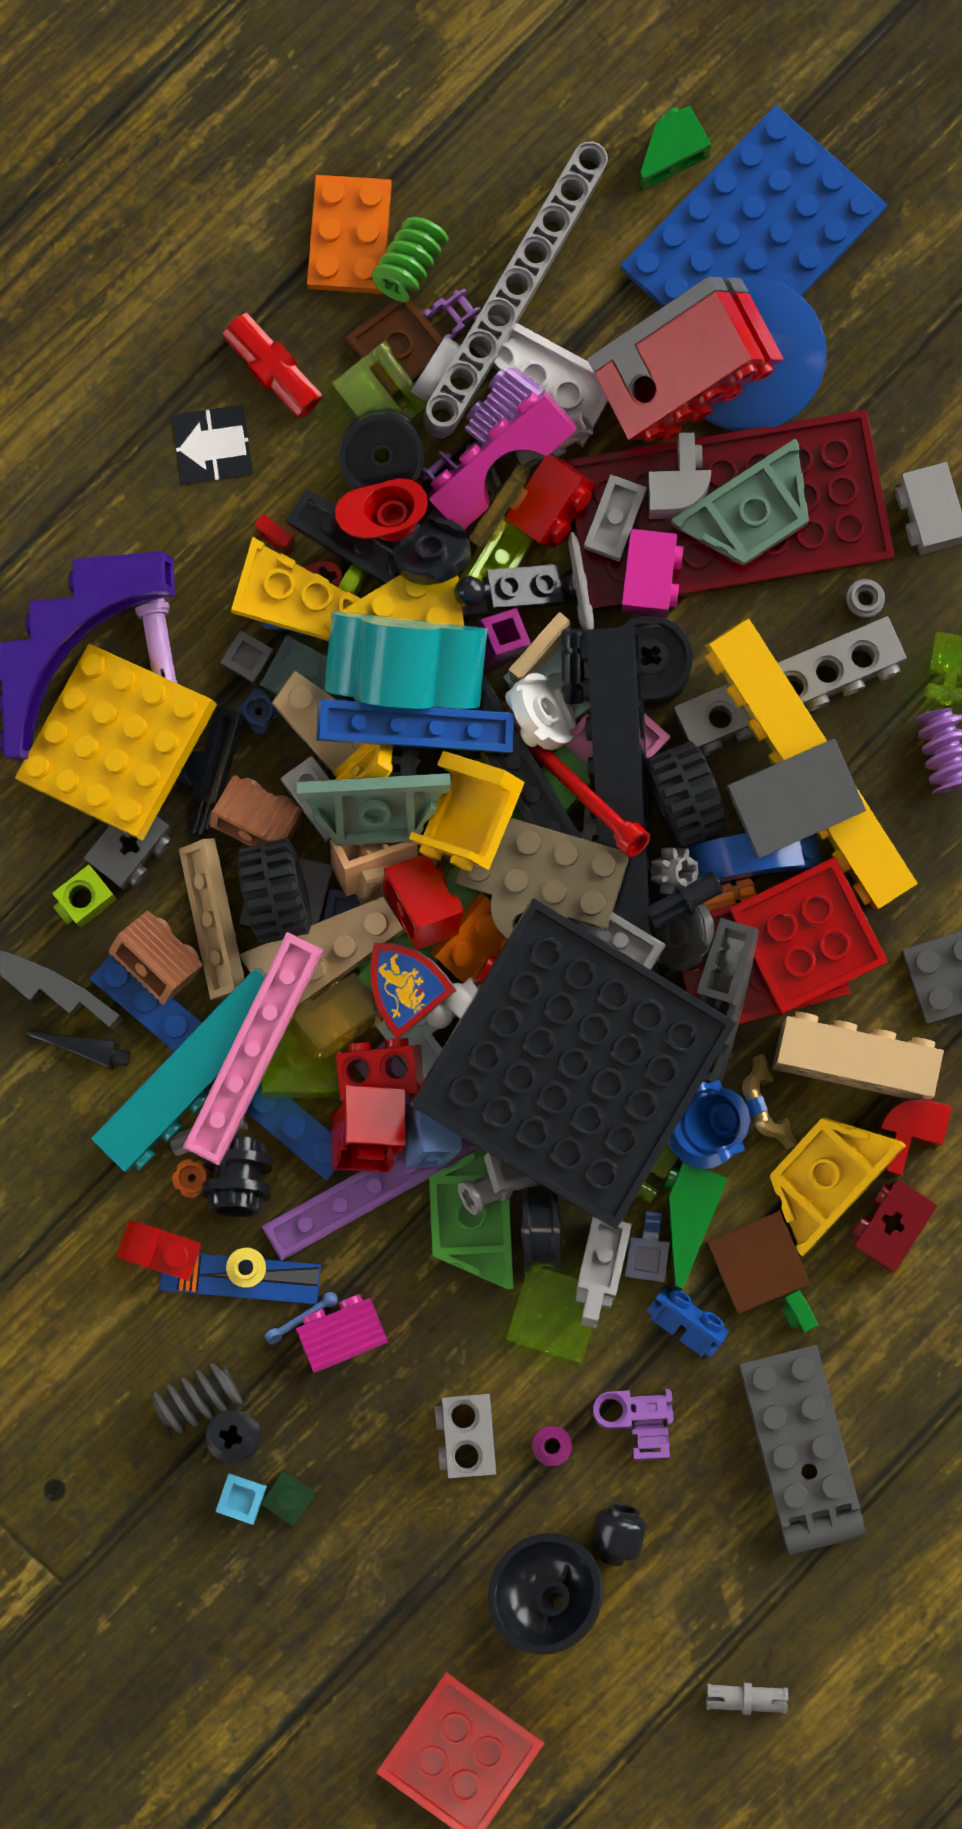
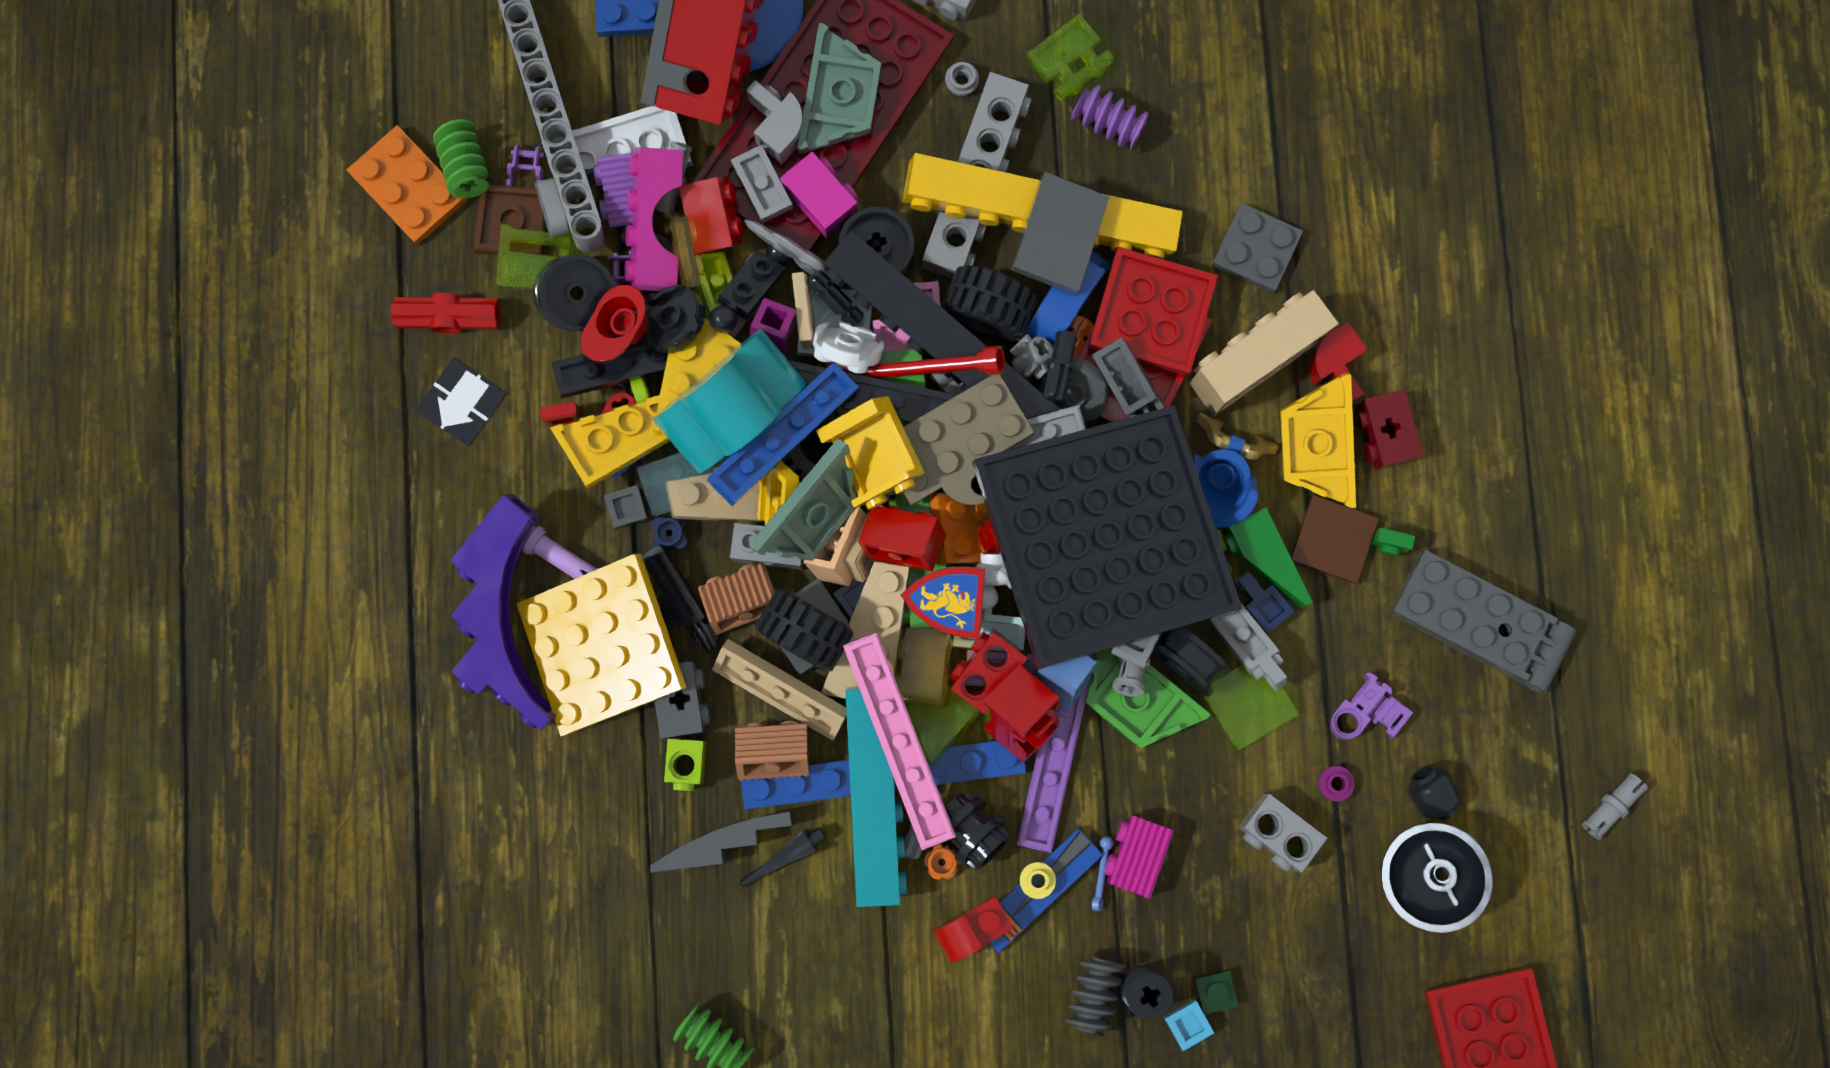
camera: 55 degrees left, 0 degrees up
(675, 1308) = (1348, 615): blue hinge -> none

